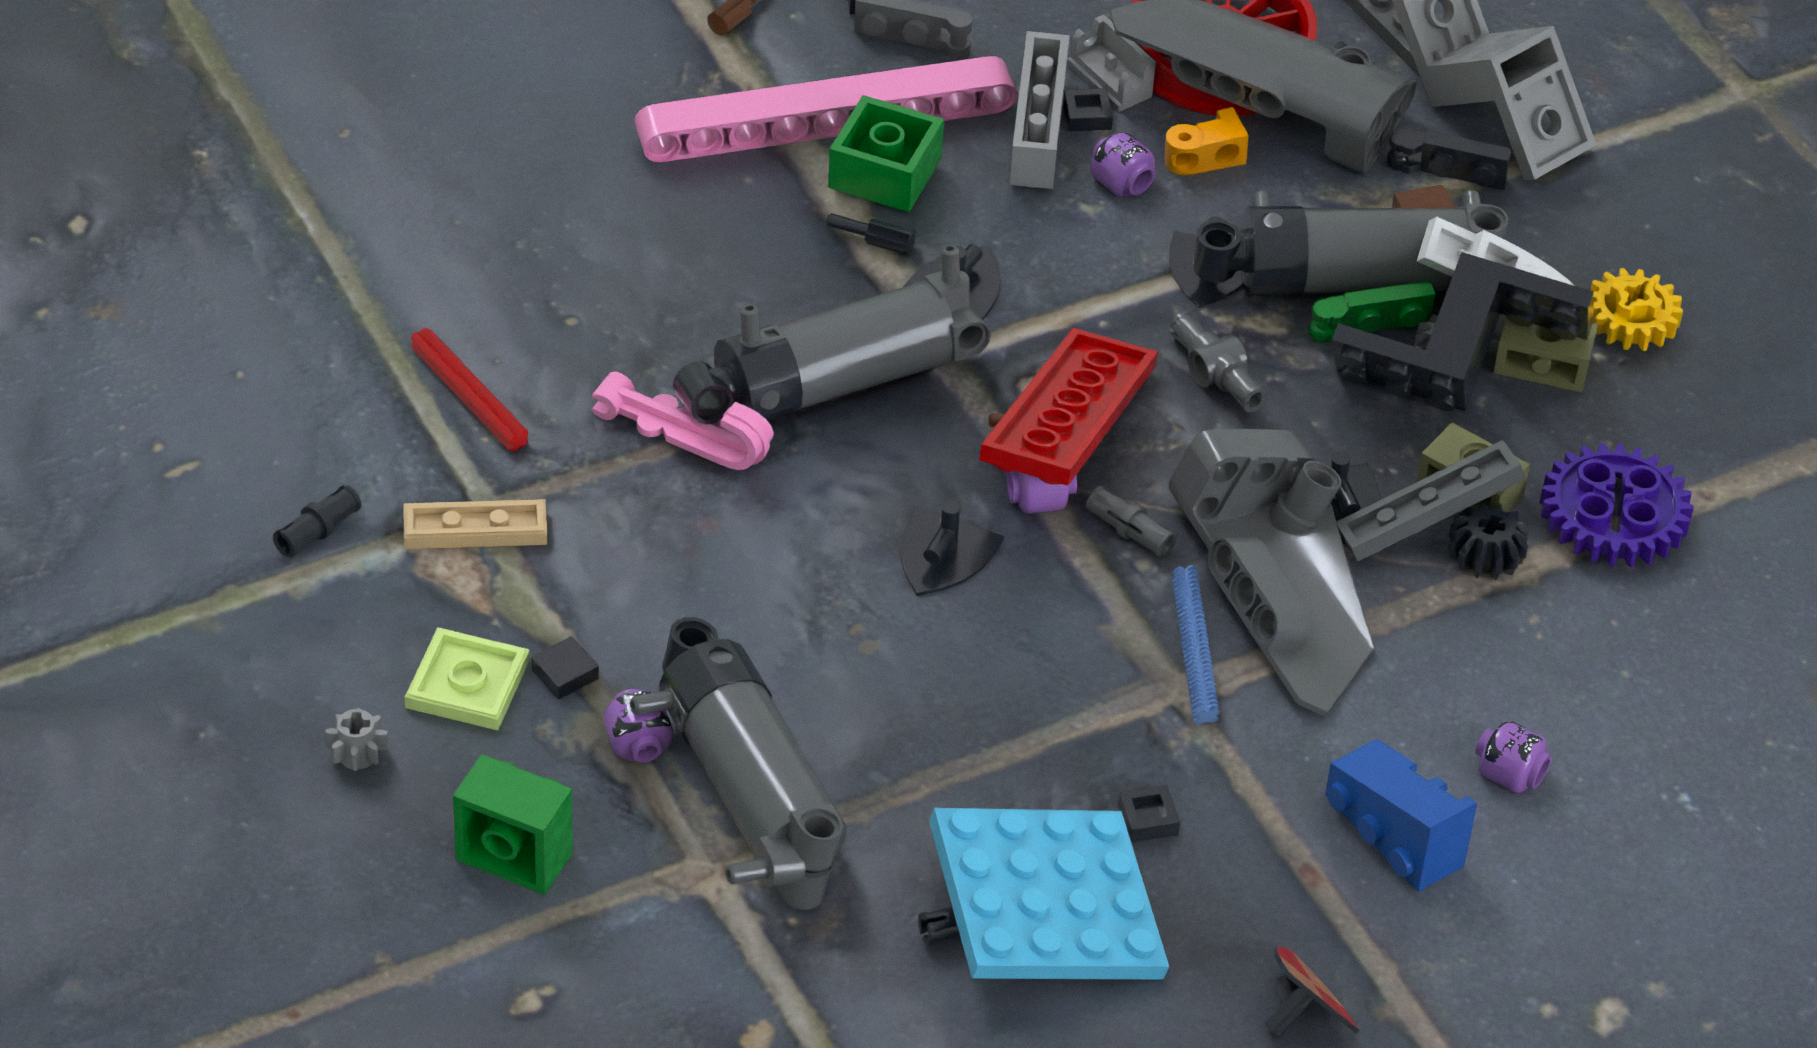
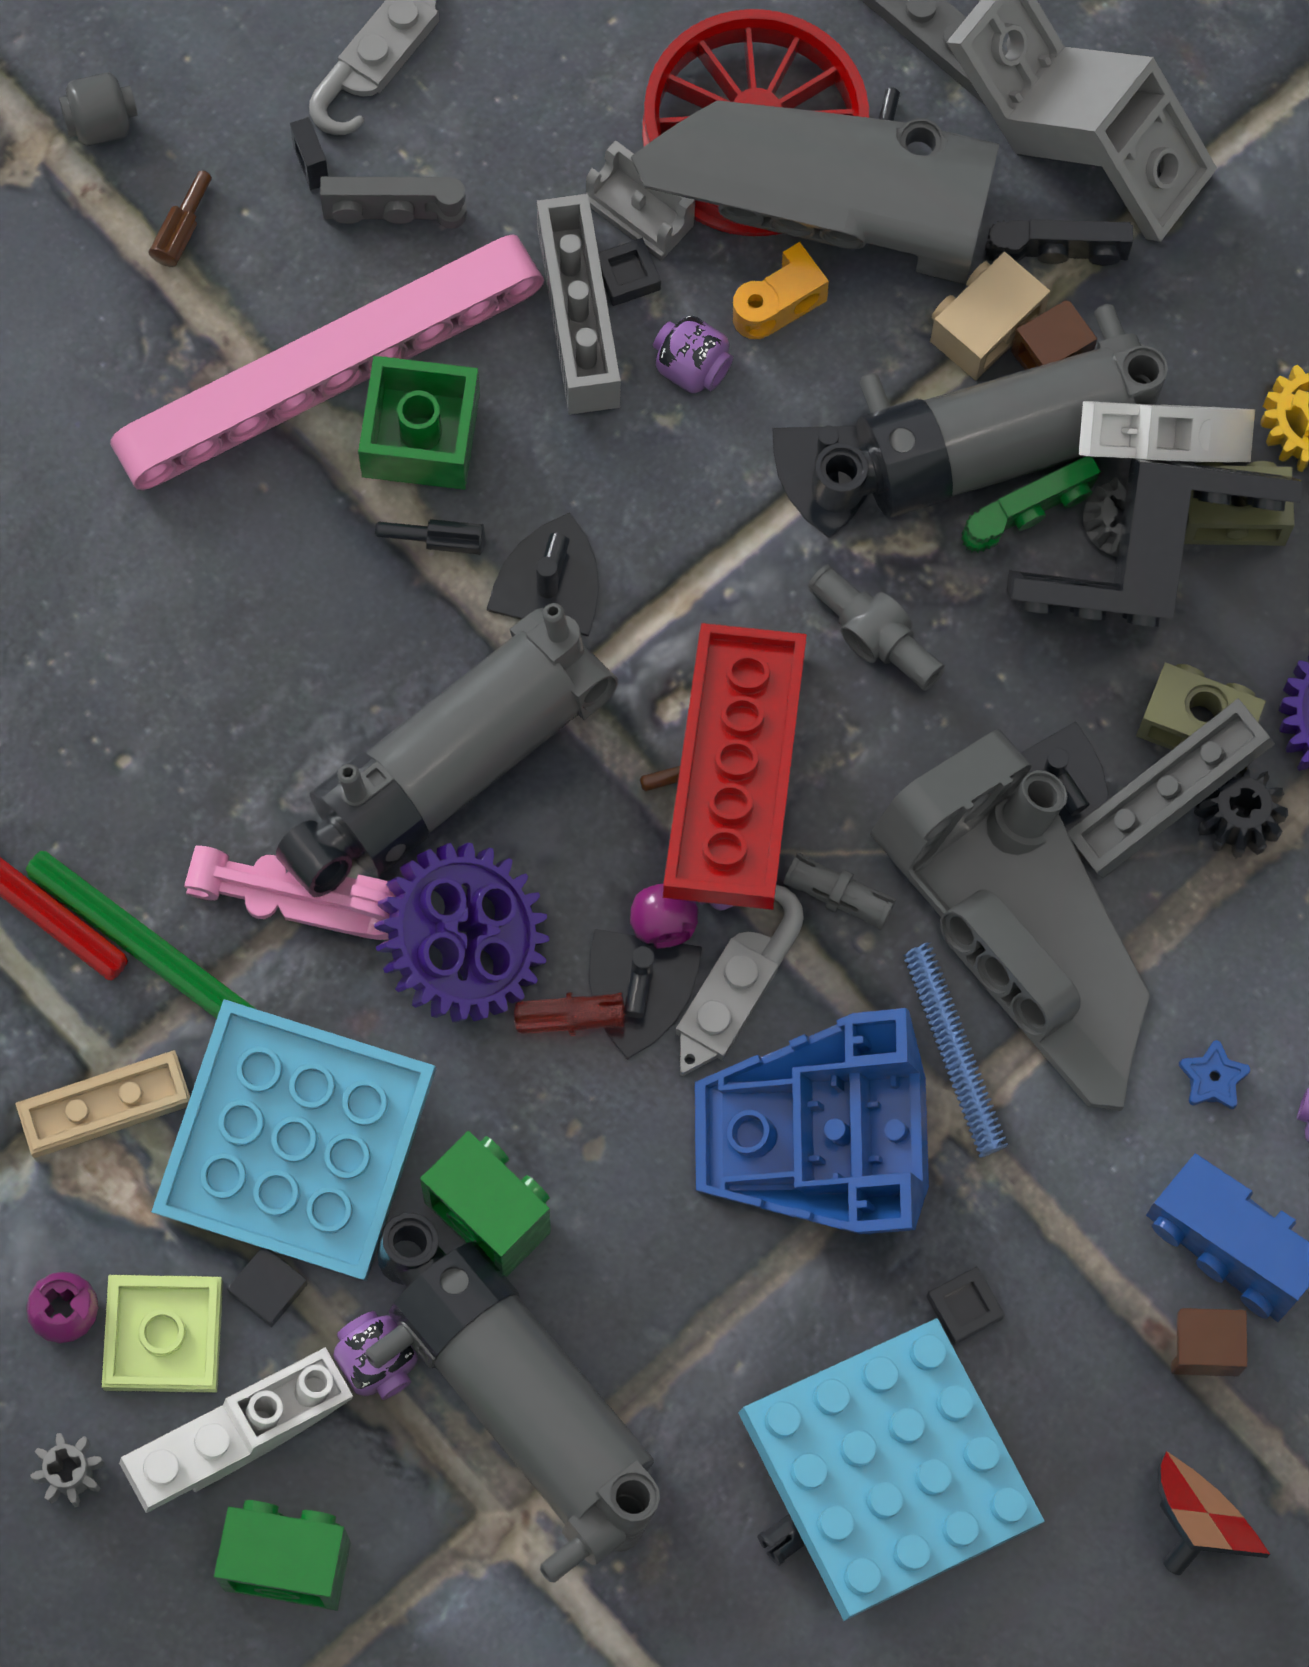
camera: 15 degrees left, 25 degrees up
(392, 636) = (59, 1328): none -> magenta piece
(528, 738) = (237, 1431): none -> white slope
(558, 443) = (130, 933): none -> green axle
(621, 569) = (294, 1140): none -> medium azure plate
(772, 628) = (487, 1201): none -> green brick
(775, 457) = (417, 925): none -> dark purple gear
(879, 547) = (570, 1013): none -> clear red axle
(980, 498) = (662, 919): none -> magenta piece
(1024, 564) = (736, 987): none -> light grey plate
(1067, 660) = (822, 1127): none -> blue wedge
(1350, 877) = (1211, 1342): none -> reddish brown panel
(1374, 180) = (985, 316): none -> tan brick
(1408, 721) = (1204, 1088): none -> blue plate

